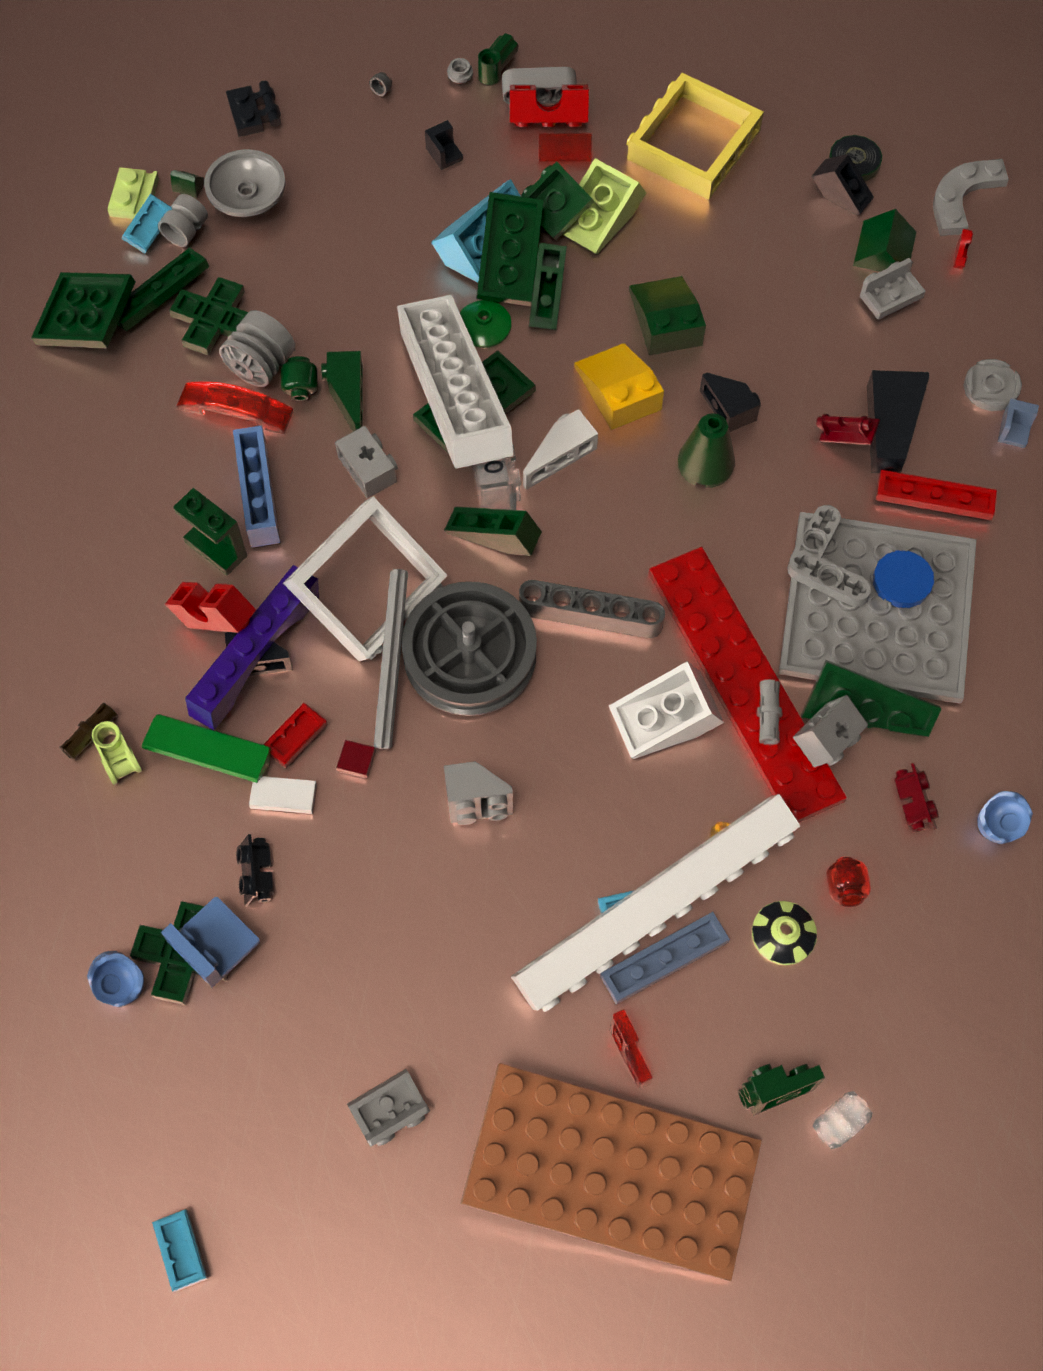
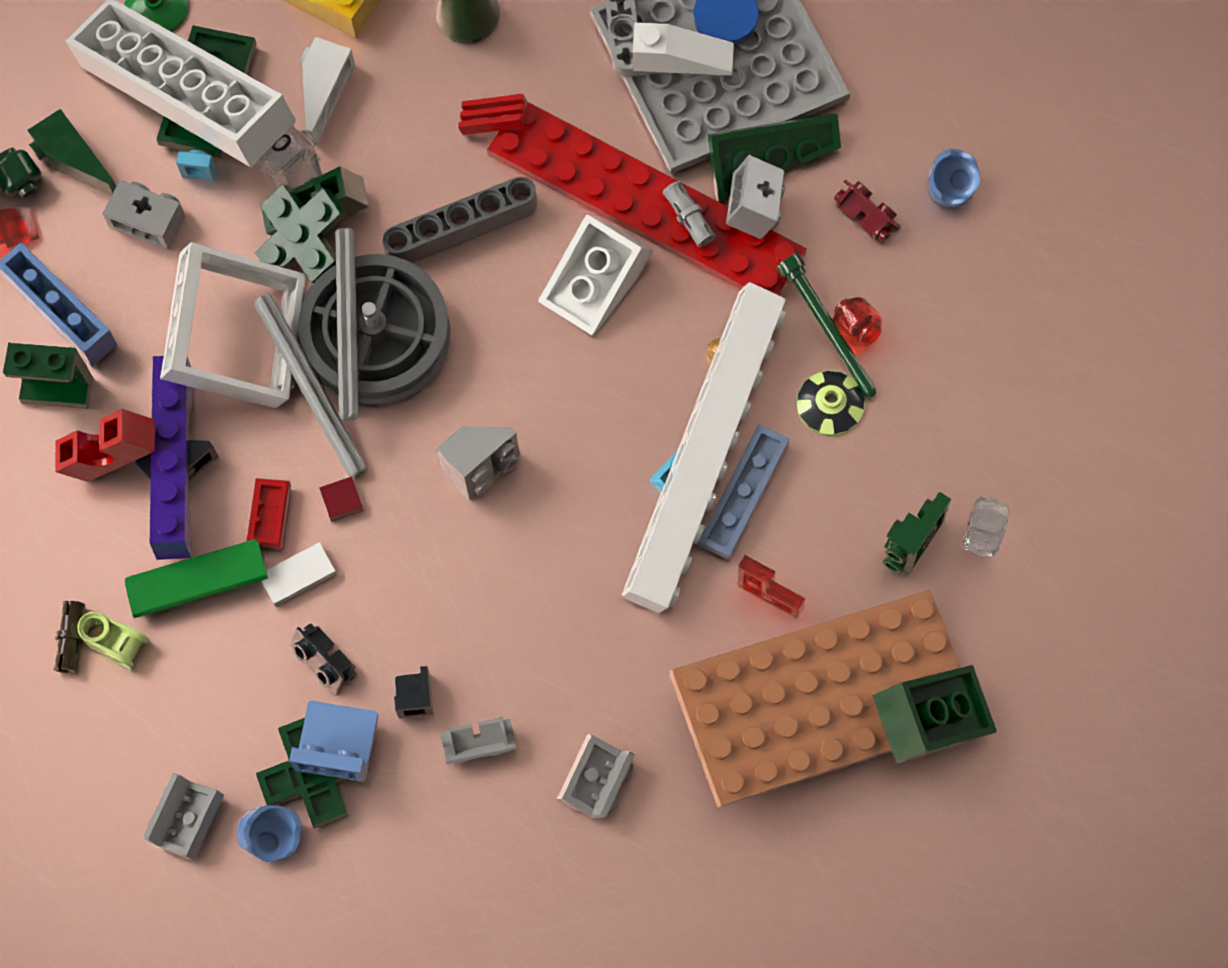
camera: 30 degrees left, 5 degrees up
(64, 921) = (183, 817): none -> light grey bracket
(300, 945) = (414, 694): none -> black panel
(306, 1011) = (494, 739): none -> light grey hinge
(428, 449) = (196, 165): none -> medium azure plate
(447, 630) = (346, 324): none -> light grey axle
(466, 542) = (301, 231): none -> plate
(674, 542) = (492, 110): none -> red tile
(692, 1249) = (934, 713): none -> dark green slope
(823, 808) = (794, 271): none -> dark green piece
(845, 582) = (679, 51): none -> white slope

